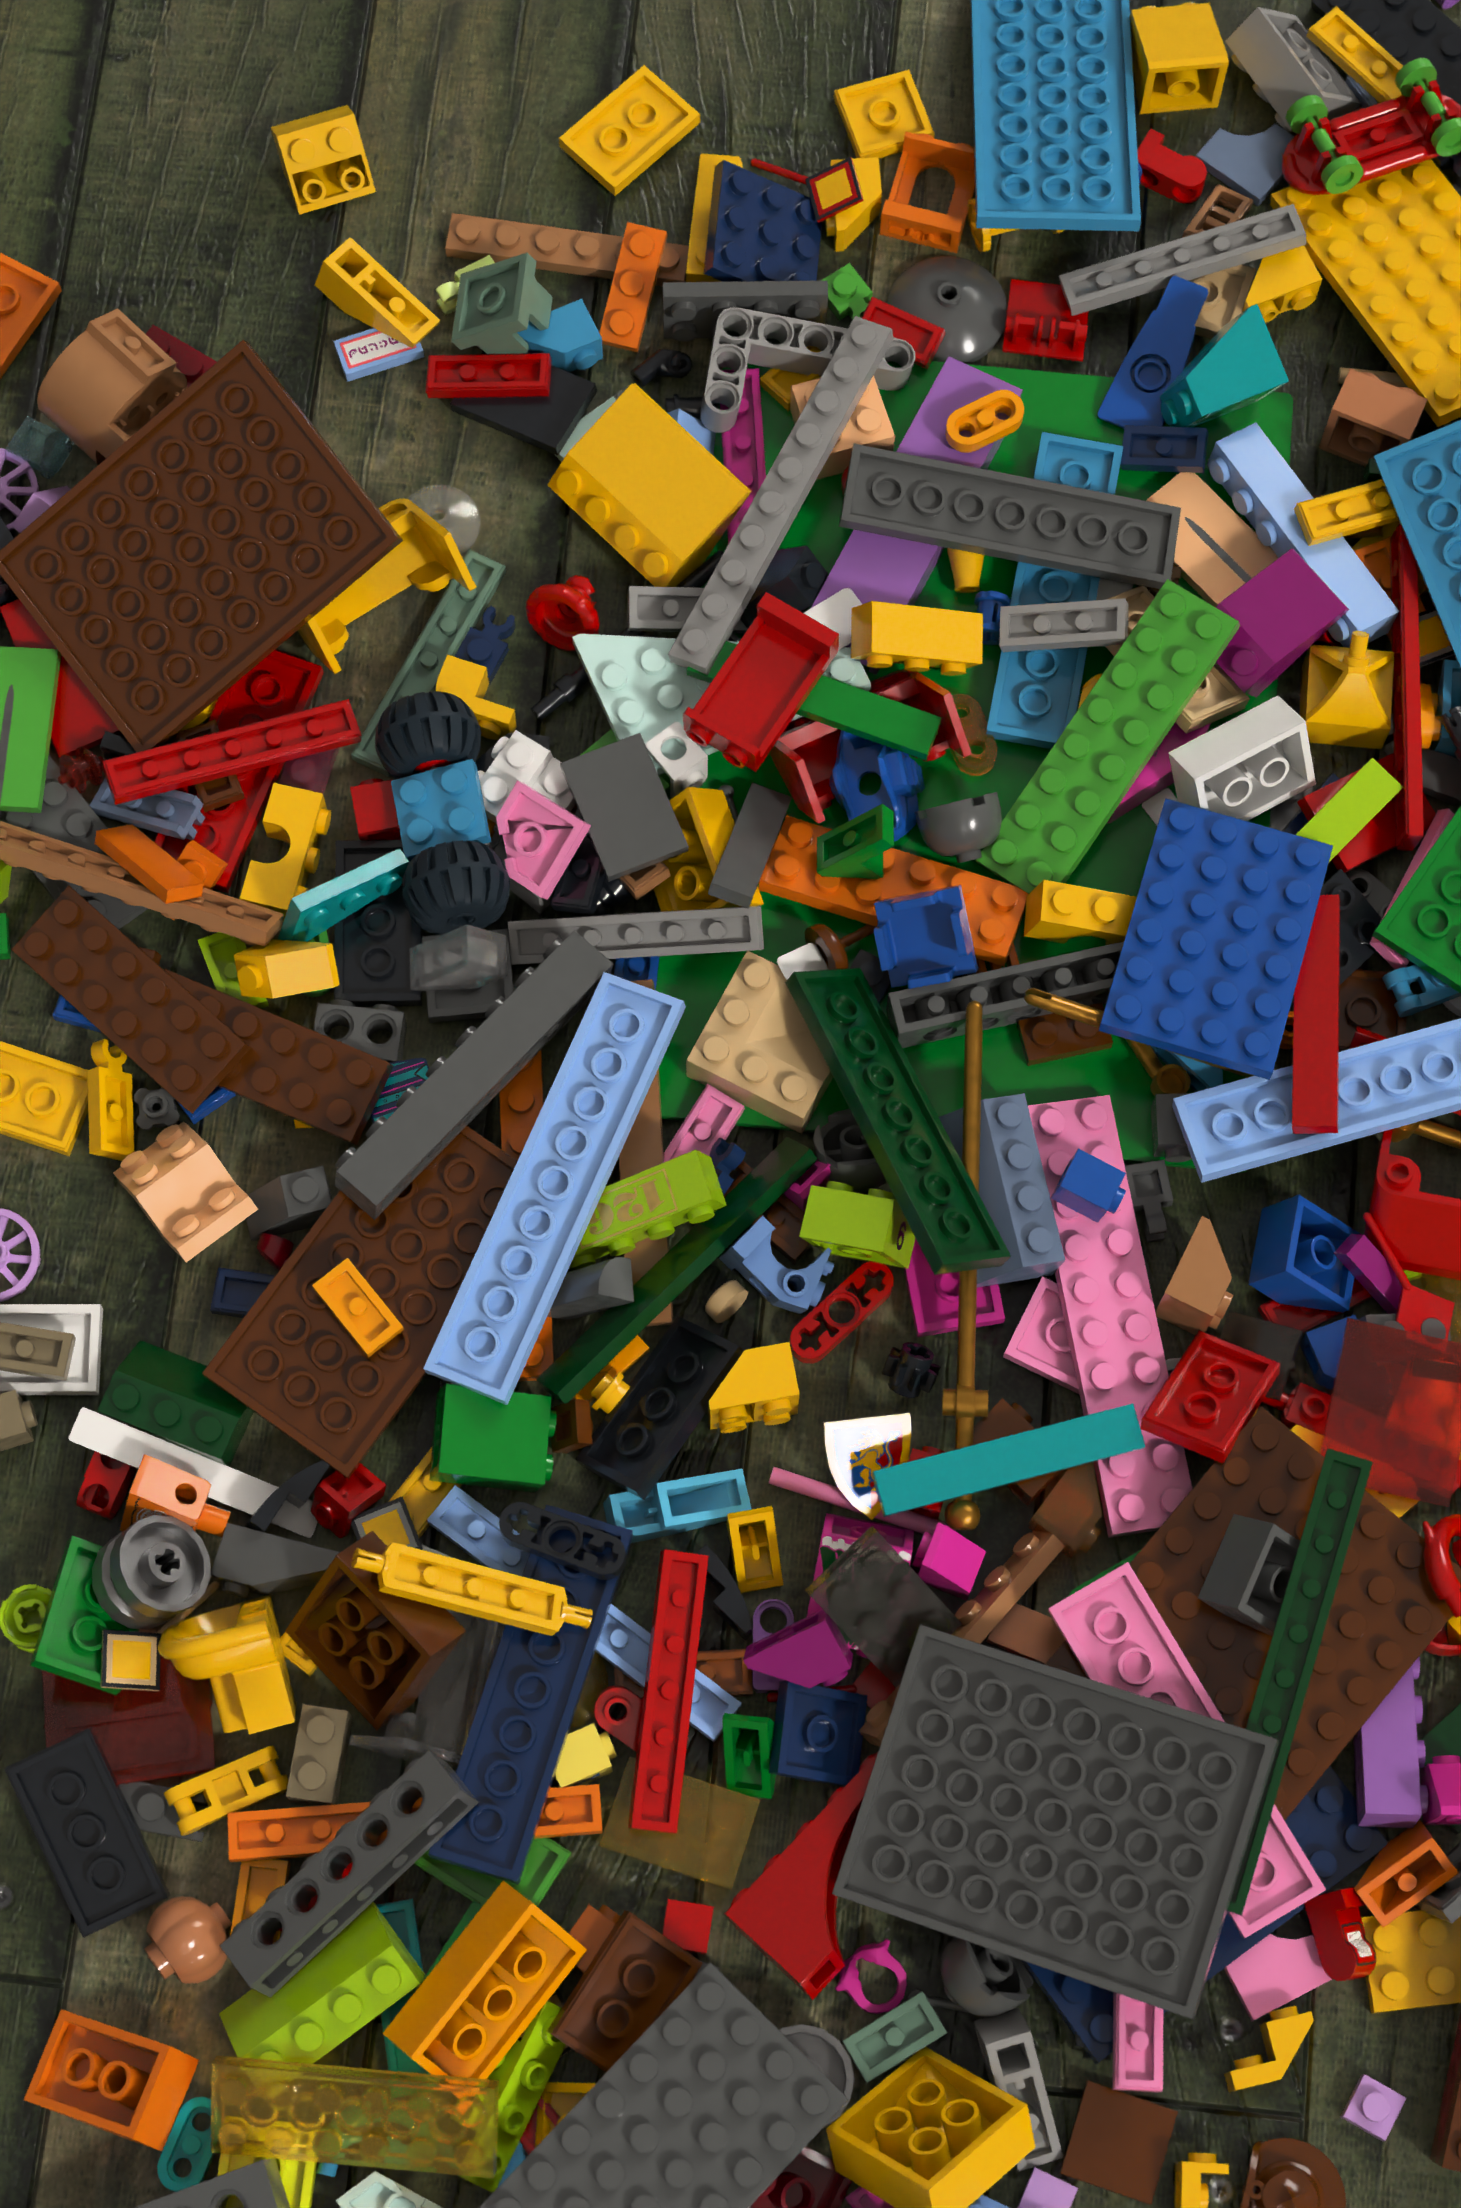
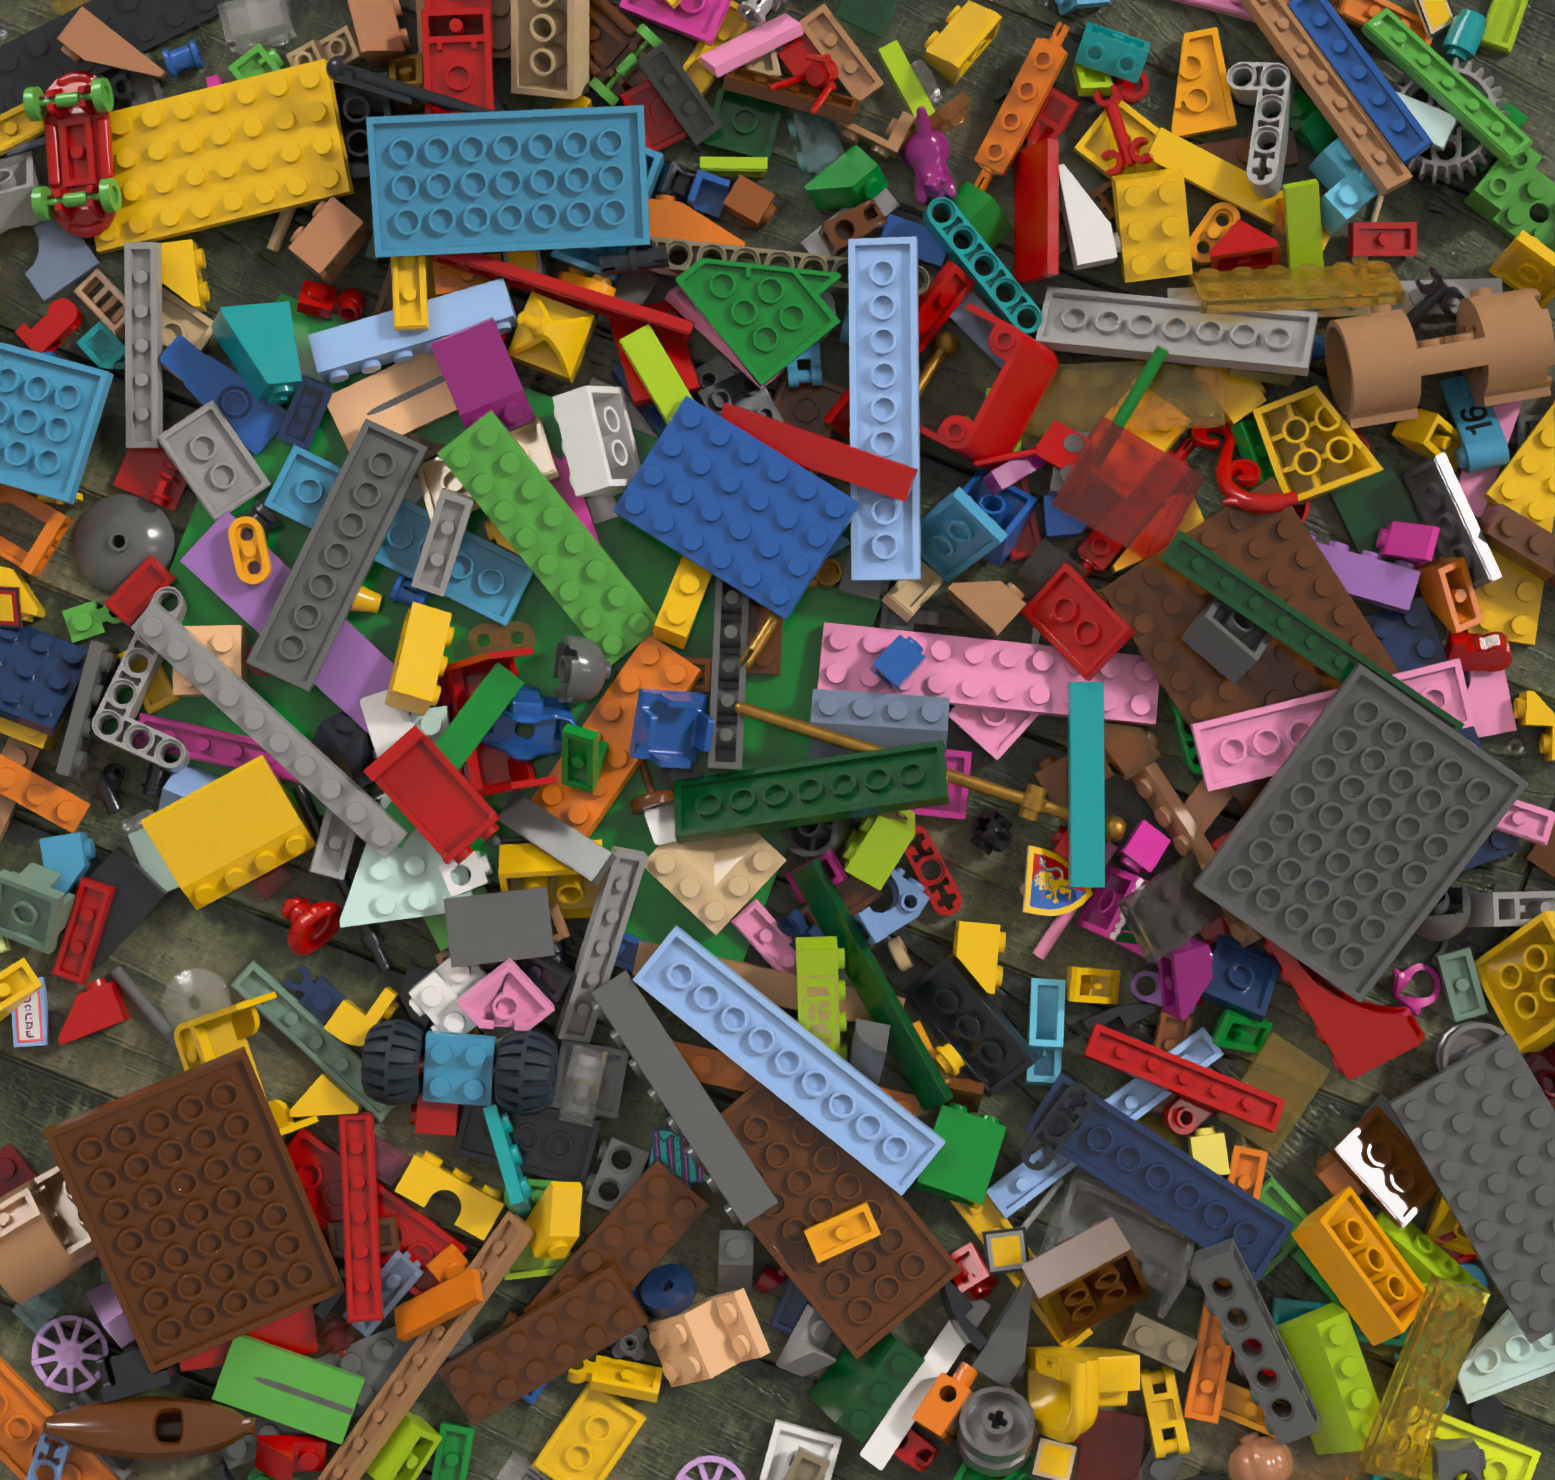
camera: 75 degrees left, 15 degrees up
(202, 1316) = (805, 1346): none -> light grey slope
(233, 1131) = (673, 1301): none -> dark blue piece
(364, 681) = (325, 1098): none -> yellow slope
(397, 412) = (94, 1011): none -> red slope
(422, 462) = (145, 1006): none -> dark grey bar
(471, 1589) = (1084, 1204): yellow plate -> none
(605, 563) = (272, 881): none -> clear red tile
(688, 1925) = (1344, 1107): red tile -> none
(1024, 438) = (264, 517): none -> black wheel
(1076, 366) = (213, 460): none -> light grey tile
(1164, 224) = (103, 347): none -> teal slope
(1180, 1189) = (910, 595): none -> tan tile
(1271, 1212) = (957, 535): none -> dark azure plate
(1302, 440) = (321, 301): none -> red plate

